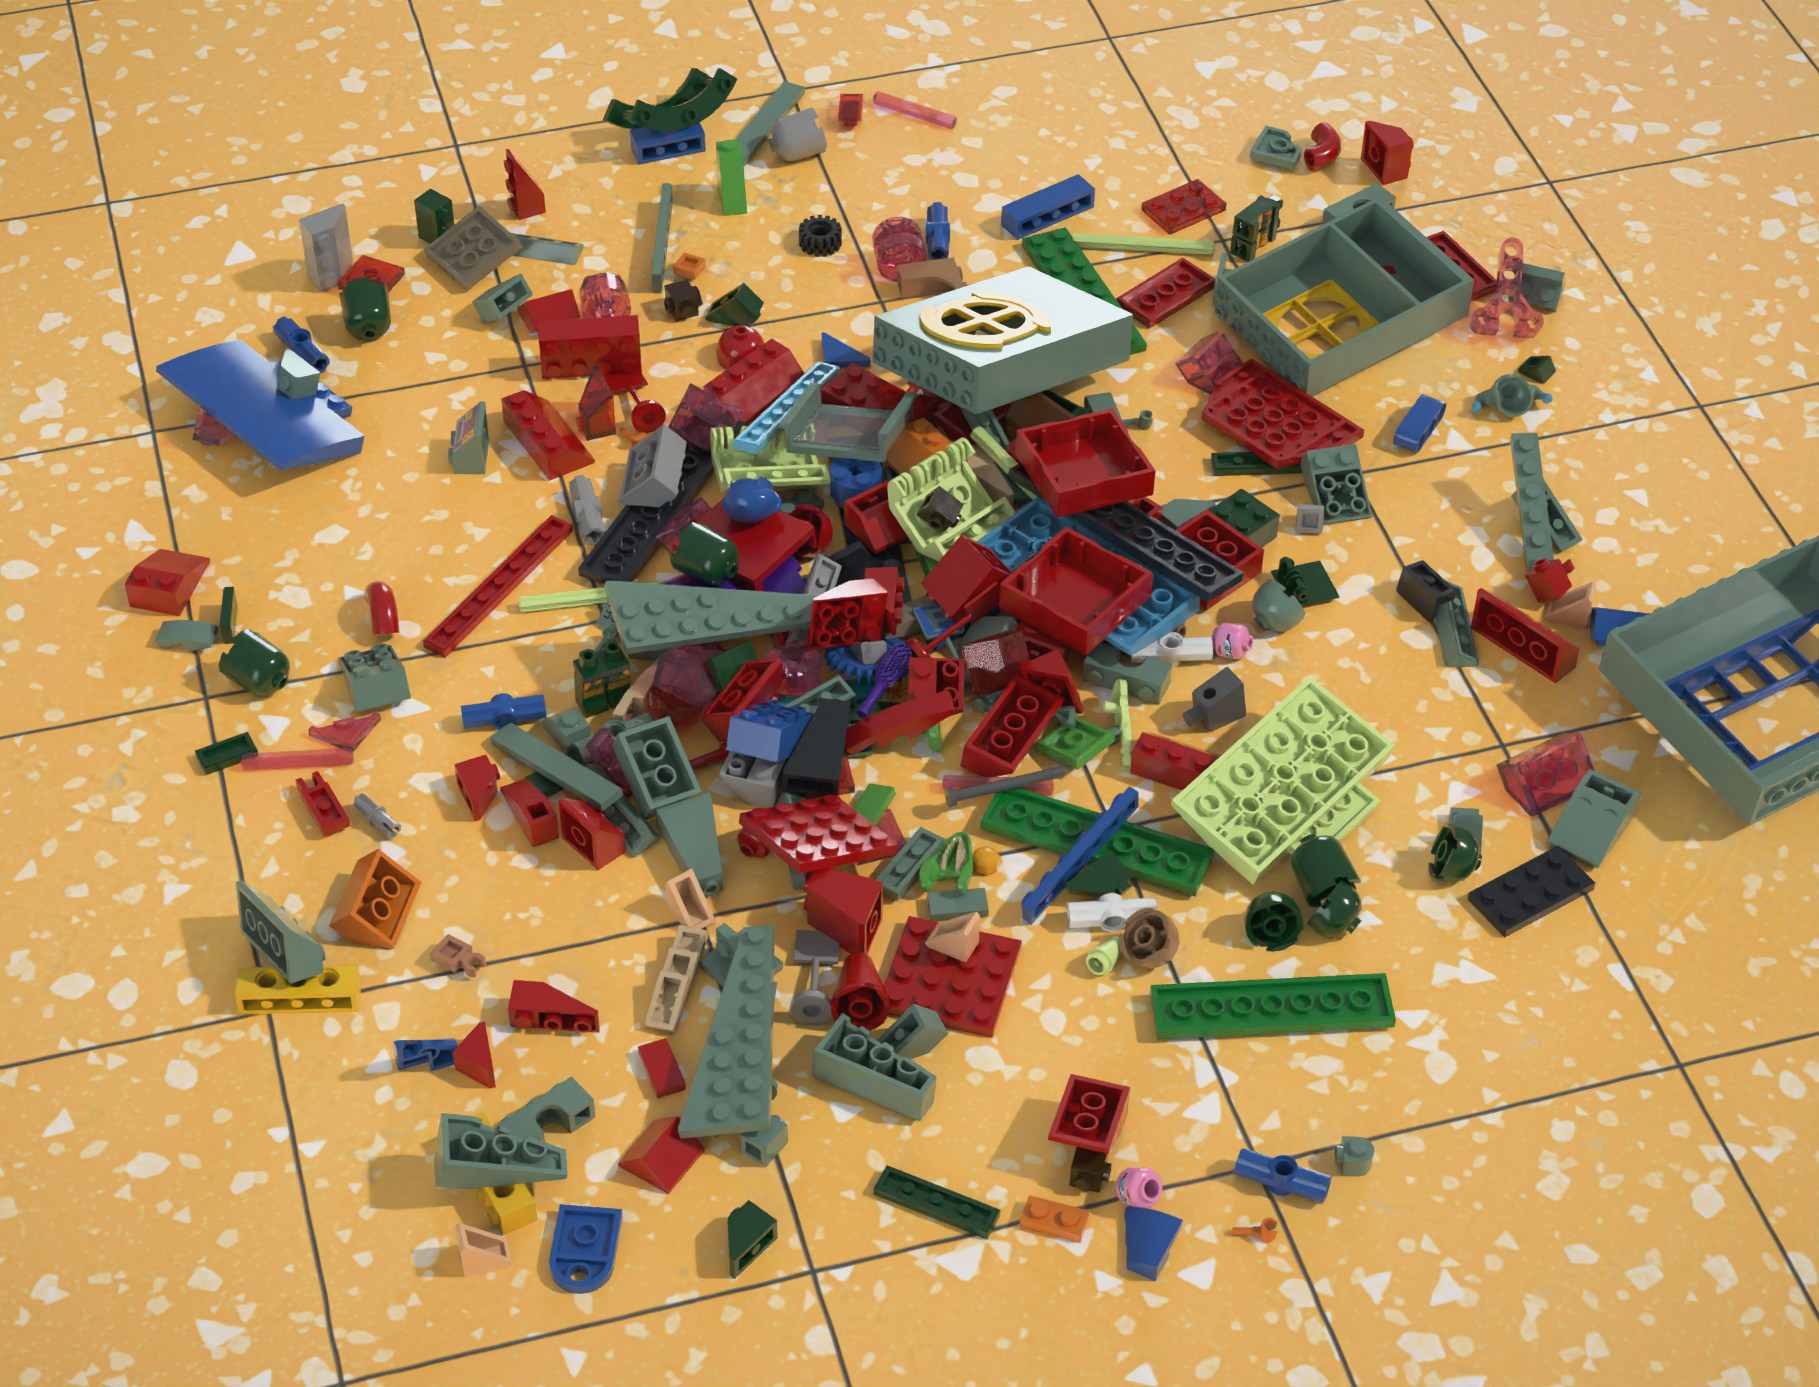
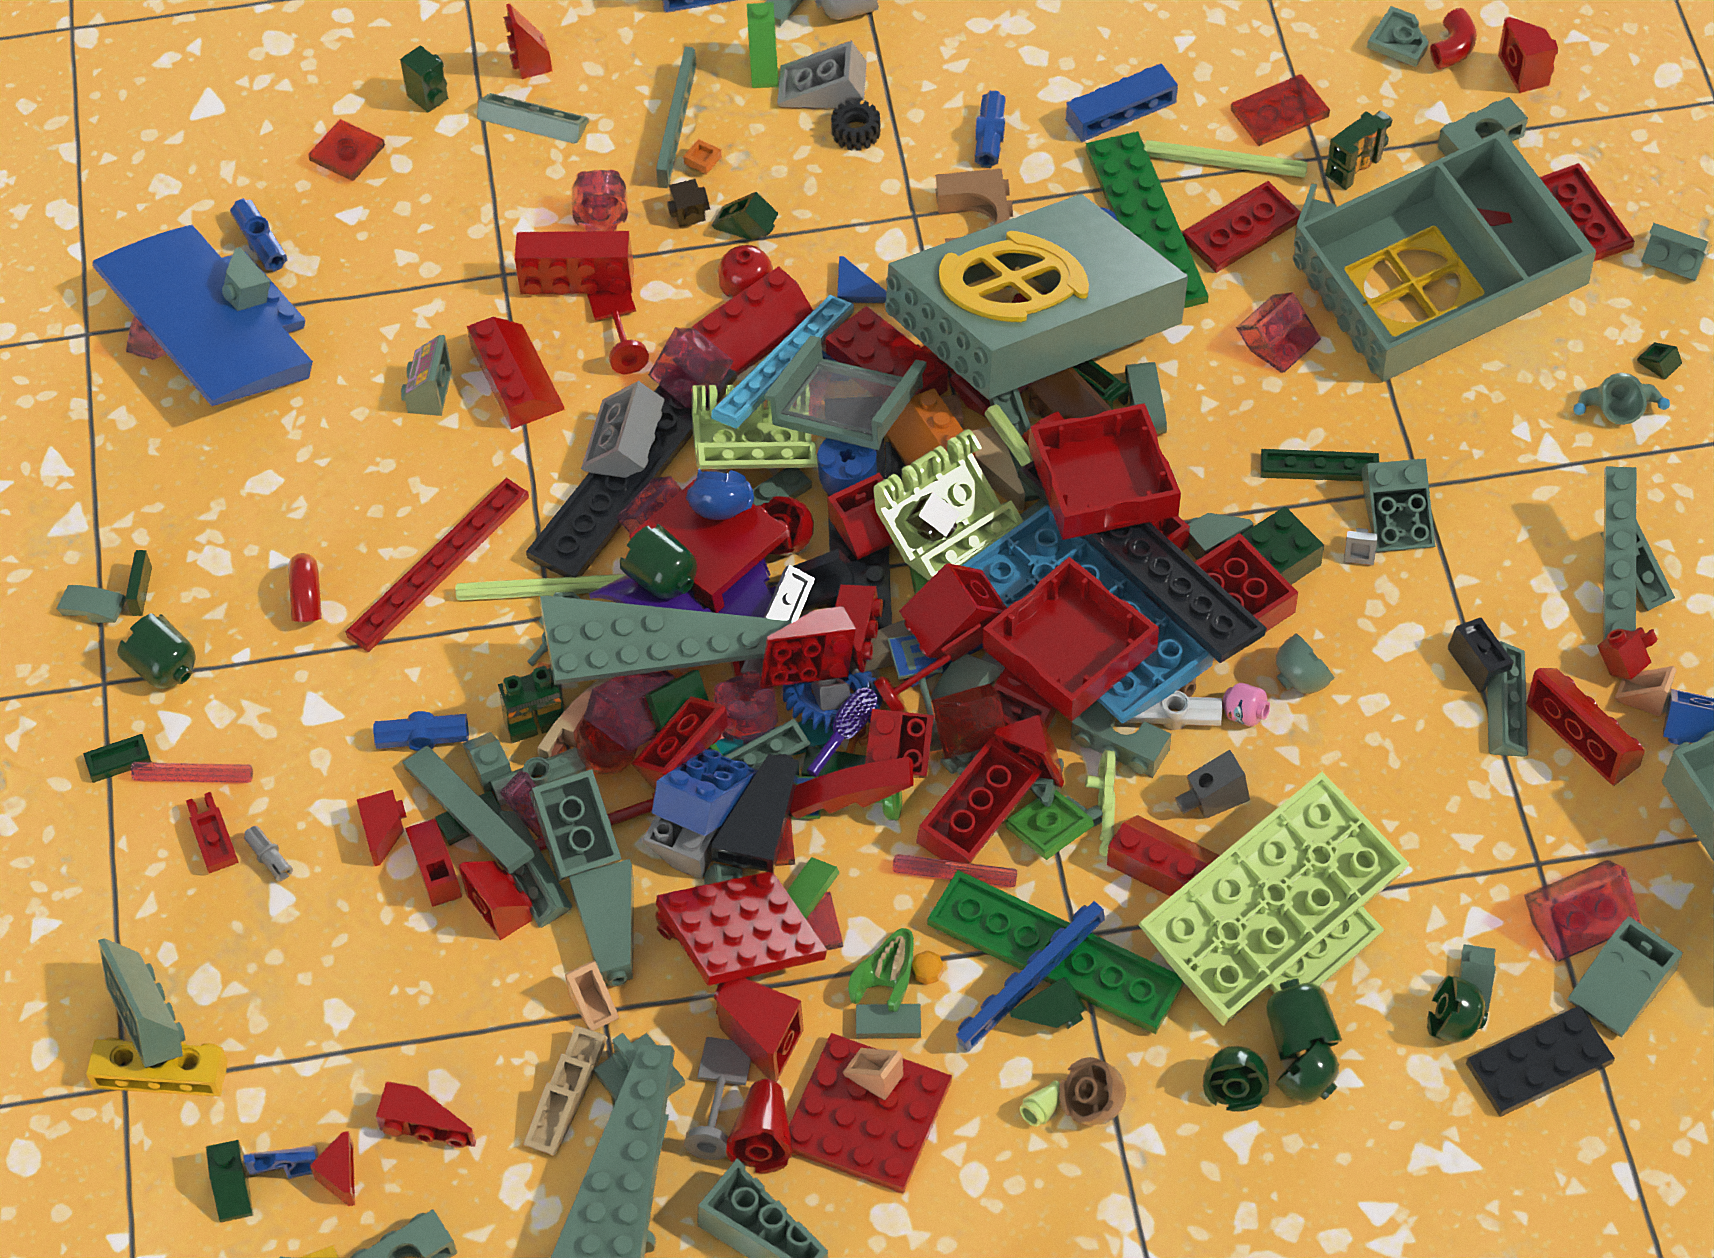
camera: 10 degrees right, 10 degrees up
(165, 581) = (77, 531): red slope -> none
(326, 246) = (299, 112): light grey slope -> none
(346, 732) = (249, 742): clear pink tile -> none
(366, 308) = (333, 195): dark green cylinder -> none
(374, 677) = (286, 675): sand green slope -> none
(375, 902) = (252, 964): orange slope -> none
(378, 1072) = (229, 1180): none -> dark green slope
(455, 953) = (329, 1037): nougat plate -> none
(473, 248) = (462, 119): dark tan plate -> none
(502, 298) = (486, 189): sand green slope -> none
(547, 308) = (538, 209): red slope -> none
(587, 509) = (546, 474): light grey piece -> none
(596, 408) = (571, 344): clear red slope -> none
(632, 437) = (614, 385): orange hand -> none
(661, 1068) = (535, 1200): red tile -> none
(786, 202) = (823, 78): none -> light grey slope
(896, 243) = (939, 147): clear pink wheel -> none
(906, 865) = (835, 971): sand green plate -> none
(915, 1032) = (813, 1187): sand green slope -> none
(953, 796) = (959, 875): dark grey bar -> none
(1108, 912) = (1055, 1048): white piece -> none
(1143, 422) = (1190, 399): sand green hand -> none
(1272, 1006) = (1220, 1186): green plate -> none
(1274, 416) = (1342, 407): red plate -> none
(1306, 581) = (1342, 631): dark green hinge -> none
(1419, 423) = (1508, 426): blue beam -> none
(1519, 309) = (1649, 282): clear pink beam -> none

